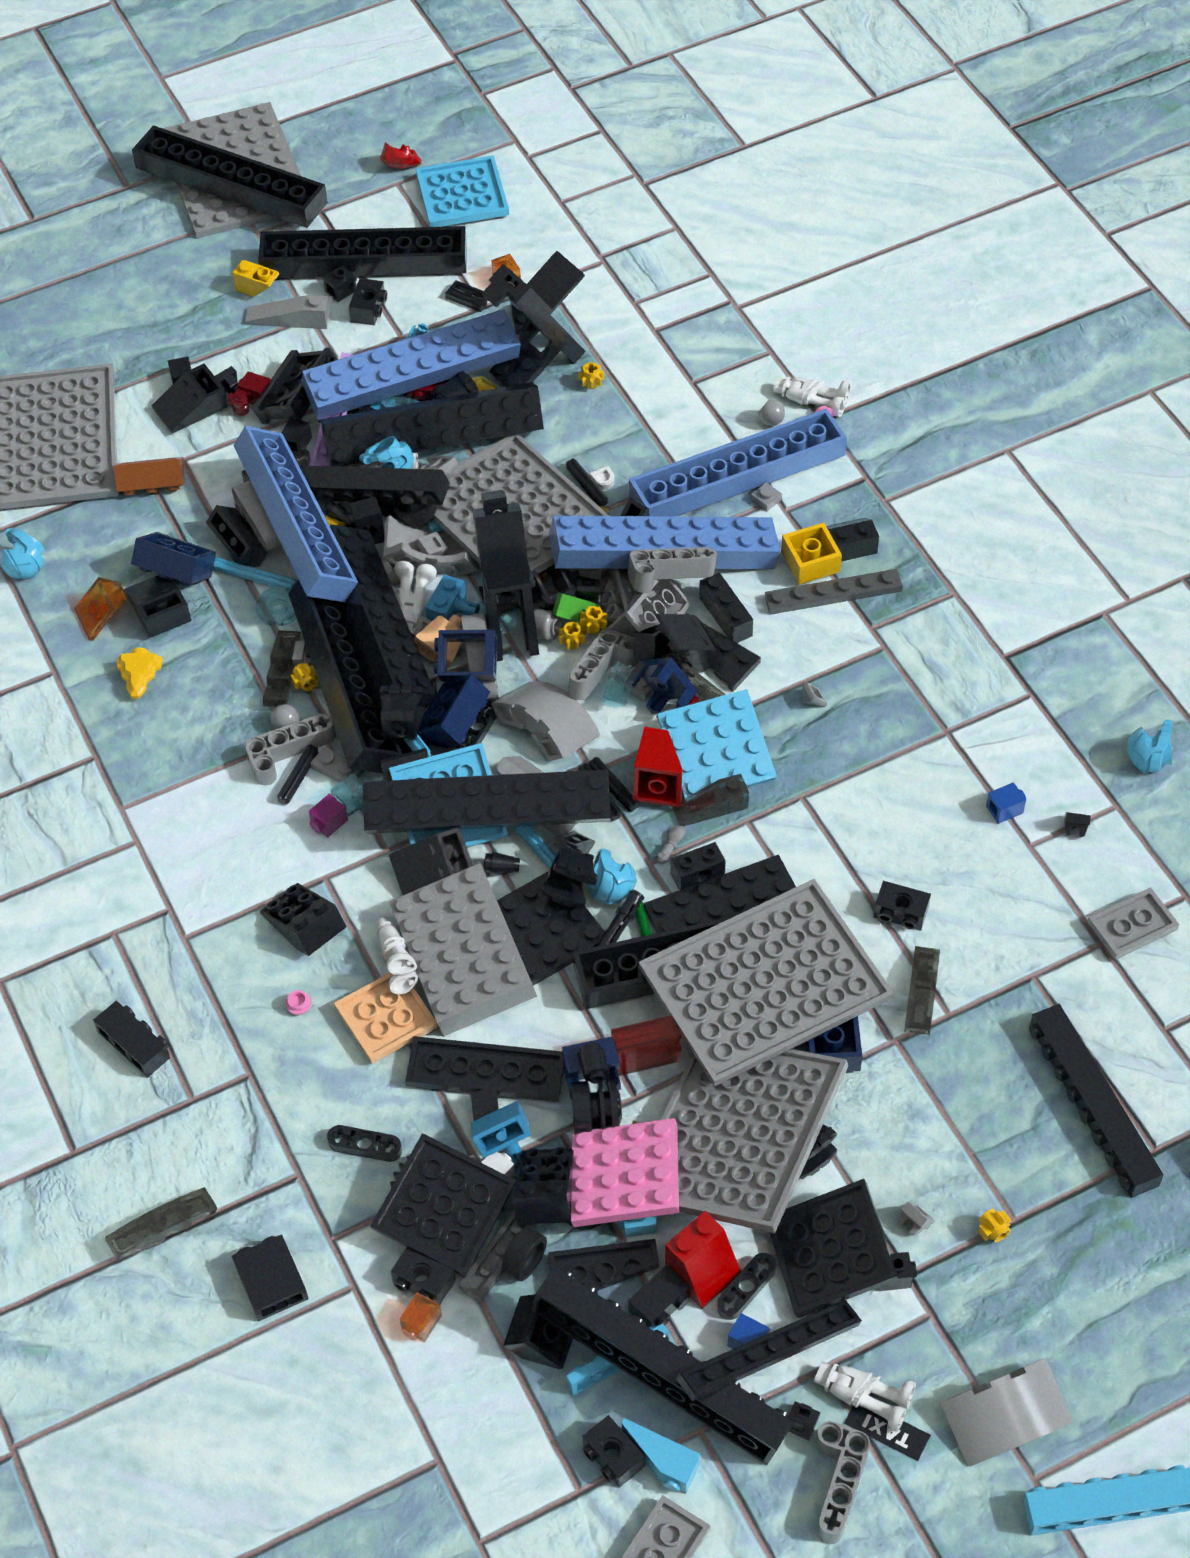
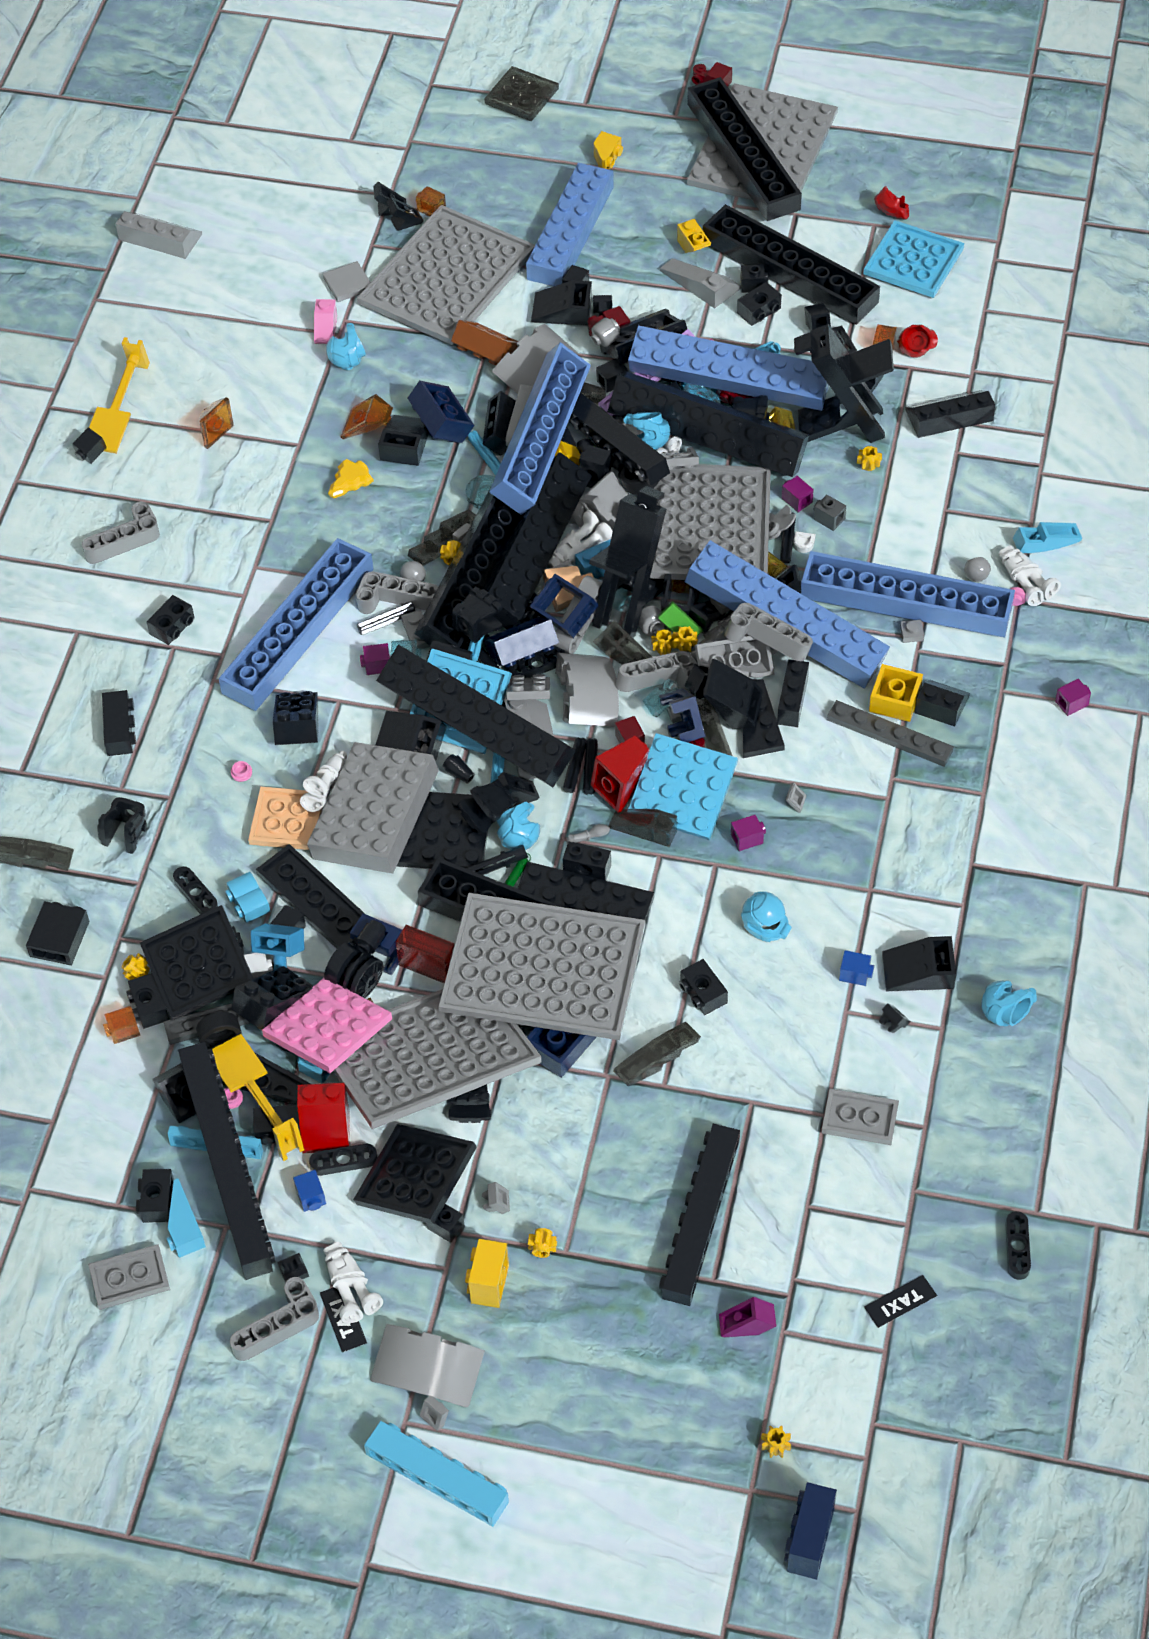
camera: 40 degrees right, 0 degrees up
(87, 908) = (170, 620): none -> black brick
(95, 247) = (607, 149): none -> yellow slope
(128, 329) = (570, 224): none -> medium blue brick
(132, 135) = (718, 70): none -> dark red brick
(213, 466) = (527, 359): none -> light grey panel
(222, 834) = (295, 624): none -> medium blue brick
(224, 1121) = (118, 813): none -> black piece
(263, 398) = (605, 332): none -> light grey head
(380, 1254) = (135, 967): none -> yellow gear
(422, 1112) = (248, 897): none -> medium azure brick
(431, 284) = (817, 316): none -> black brick
(506, 747) = (528, 688): none -> light grey plate
(533, 255) = (917, 340): none -> red hair
(541, 663) = (620, 645): none -> clear smoke slope
(559, 440) = (797, 493): none -> magenta brick
(573, 469) = (780, 522): none -> light grey plate
(589, 1269) = (241, 1068): none -> yellow piece
(602, 439) = (829, 512): none -> dark grey brick
(619, 298) = (951, 413): none -> black slope
(623, 733) = (628, 728): none -> dark red brick
(768, 1350) = (303, 1202): black tile -> none
(797, 354) = (1046, 537): none -> medium azure slope
(805, 750) = (747, 832): none -> magenta brick
(892, 805) = (765, 910): none -> medium azure helmet
(949, 468) = (1073, 697): none -> magenta brick
(982, 1286) = (488, 1273): none -> yellow brick
(1055, 763) = (920, 965): none -> black slope
(1057, 1448) = (434, 1413): none -> light grey plate

